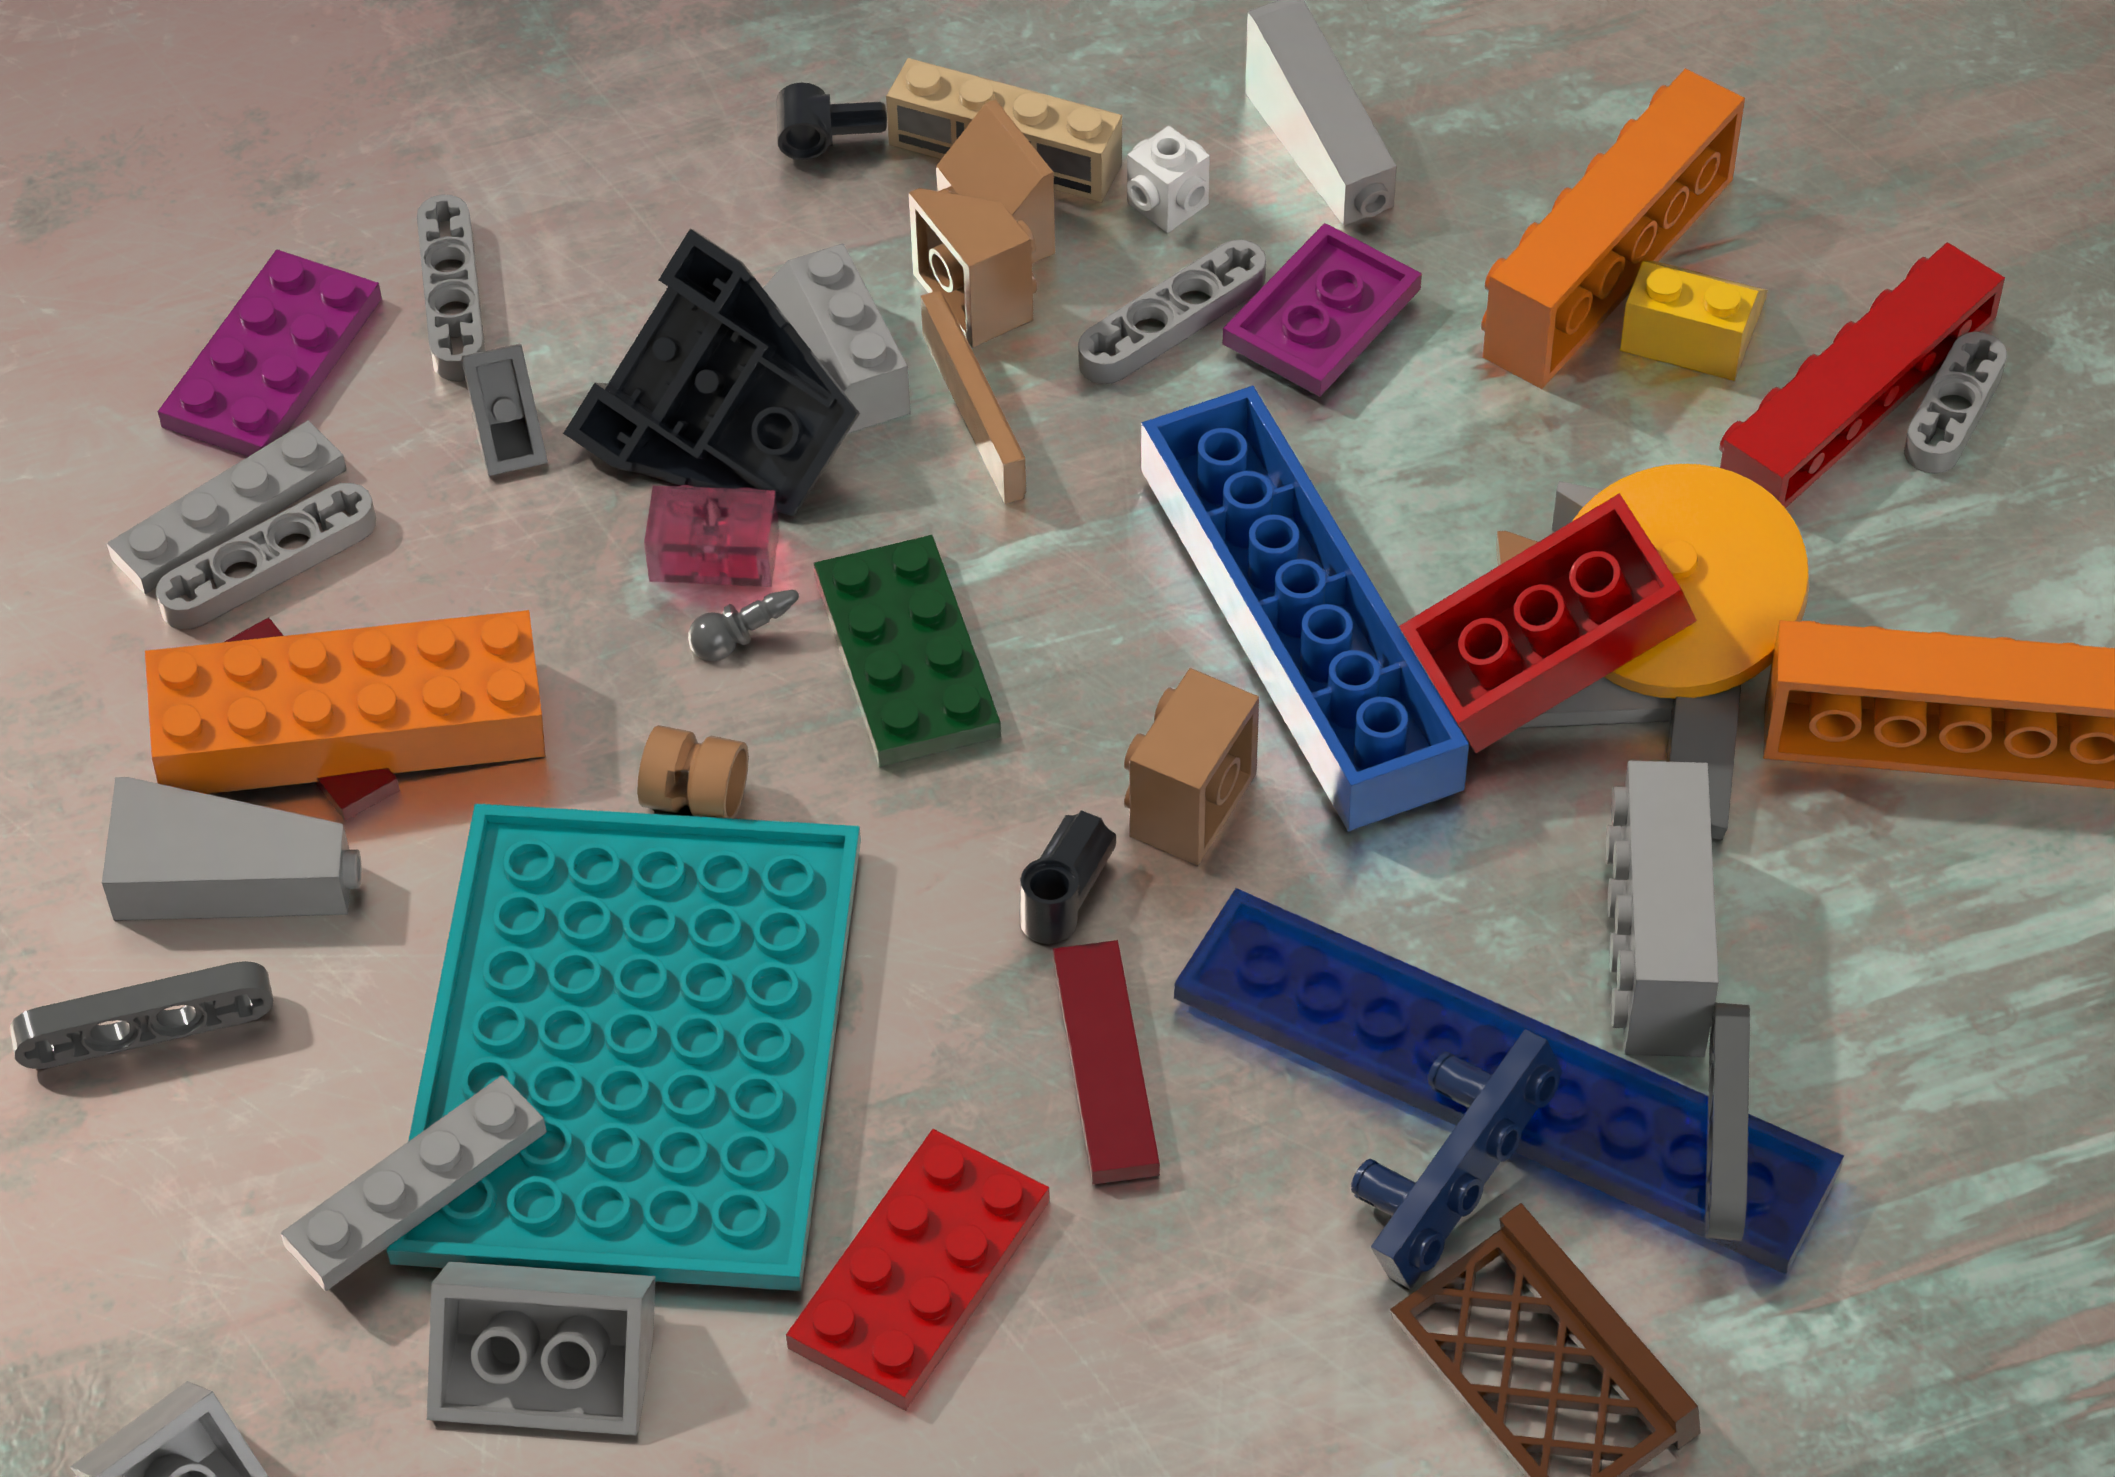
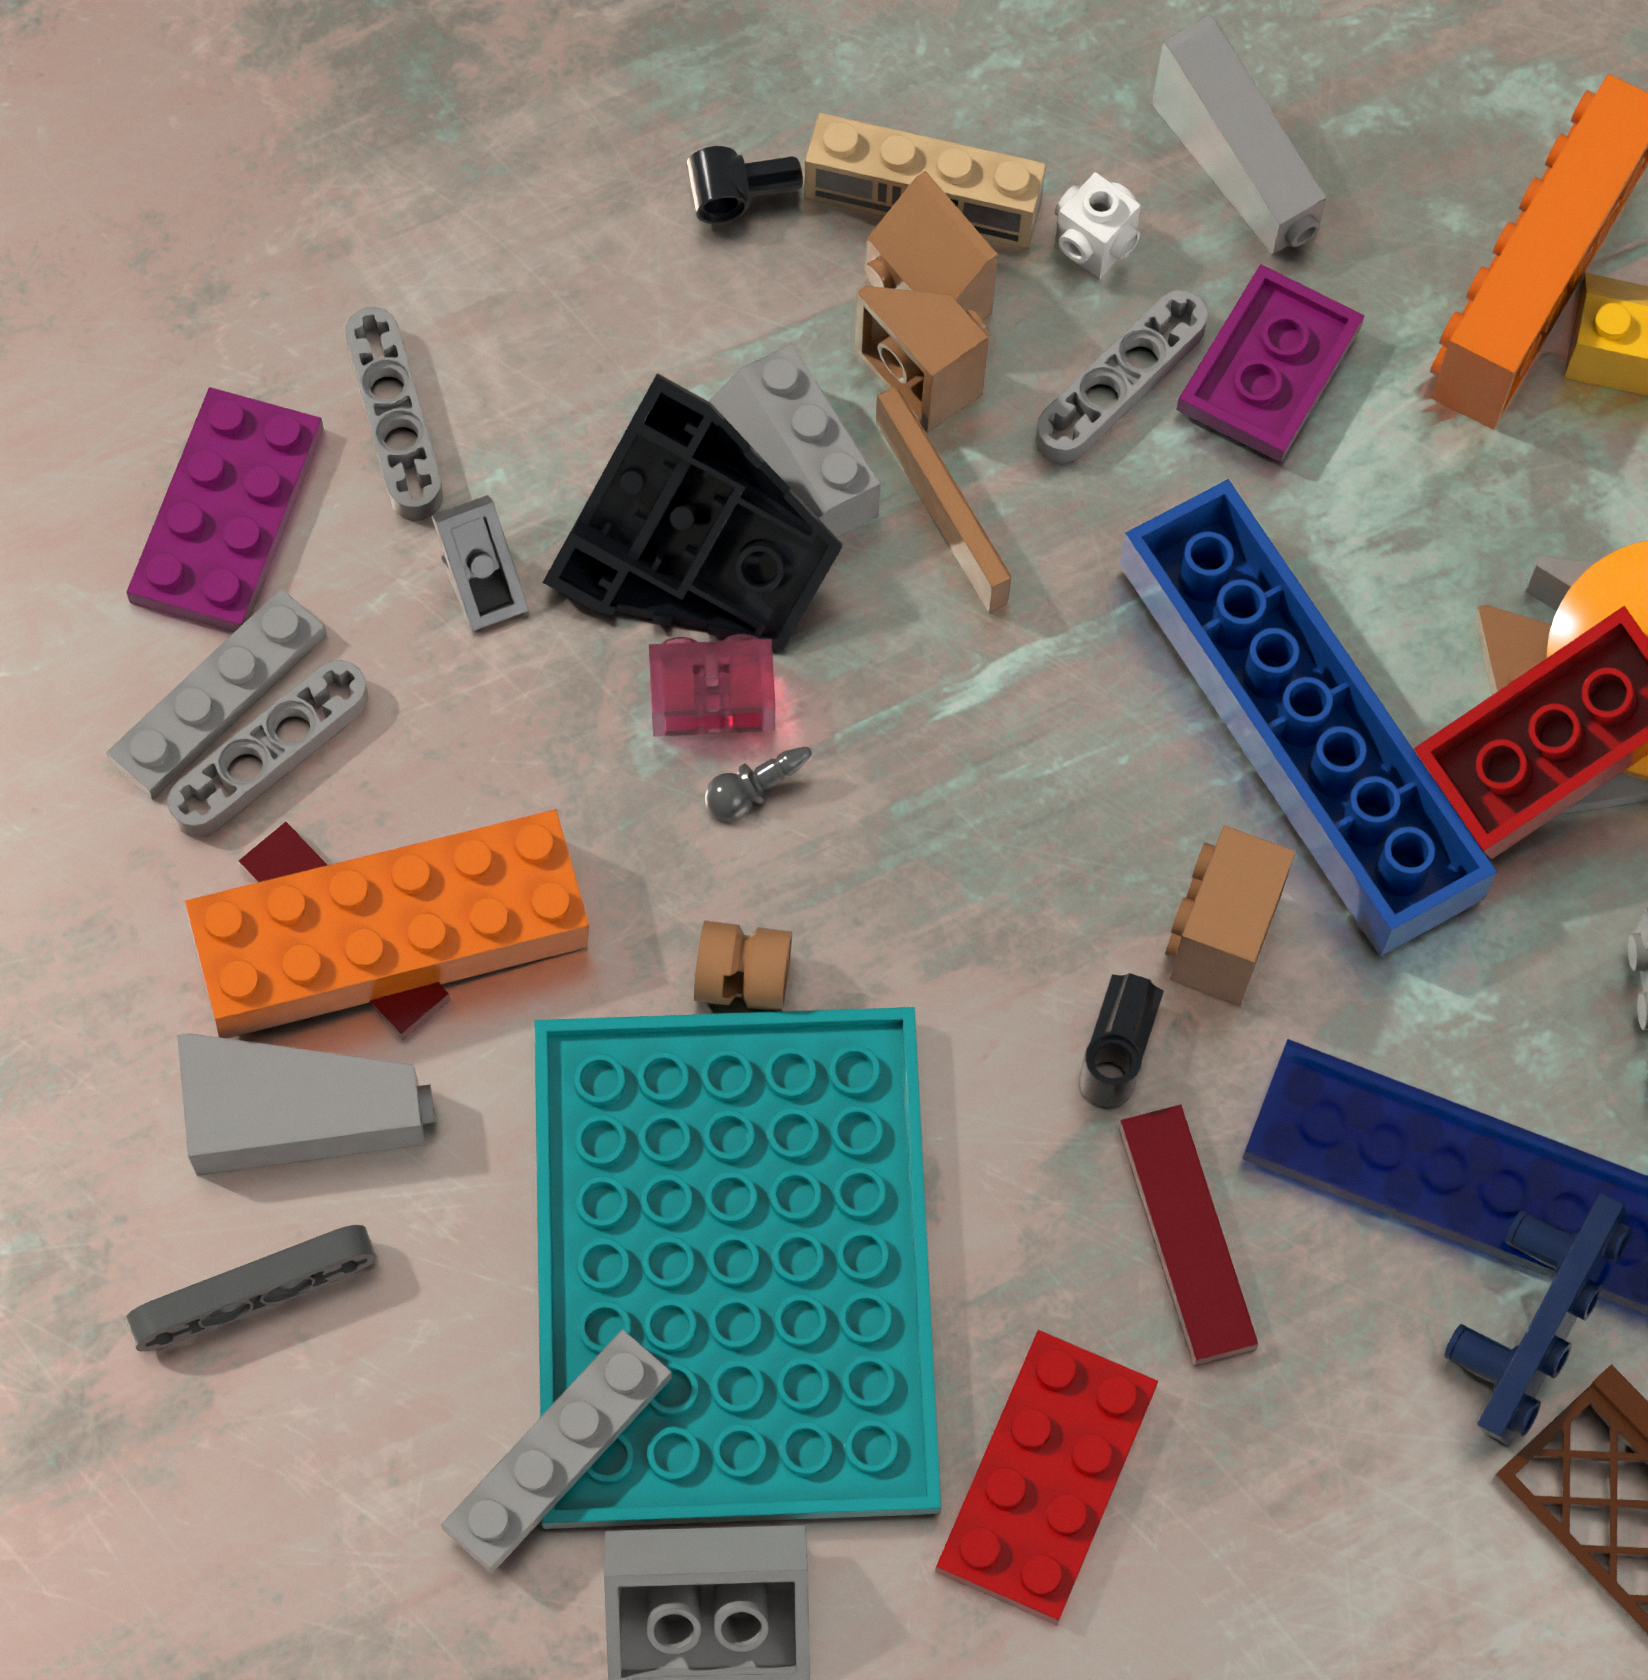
camera: 10 degrees left, 15 degrees up
(906, 650) = (922, 794): dark green plate -> none

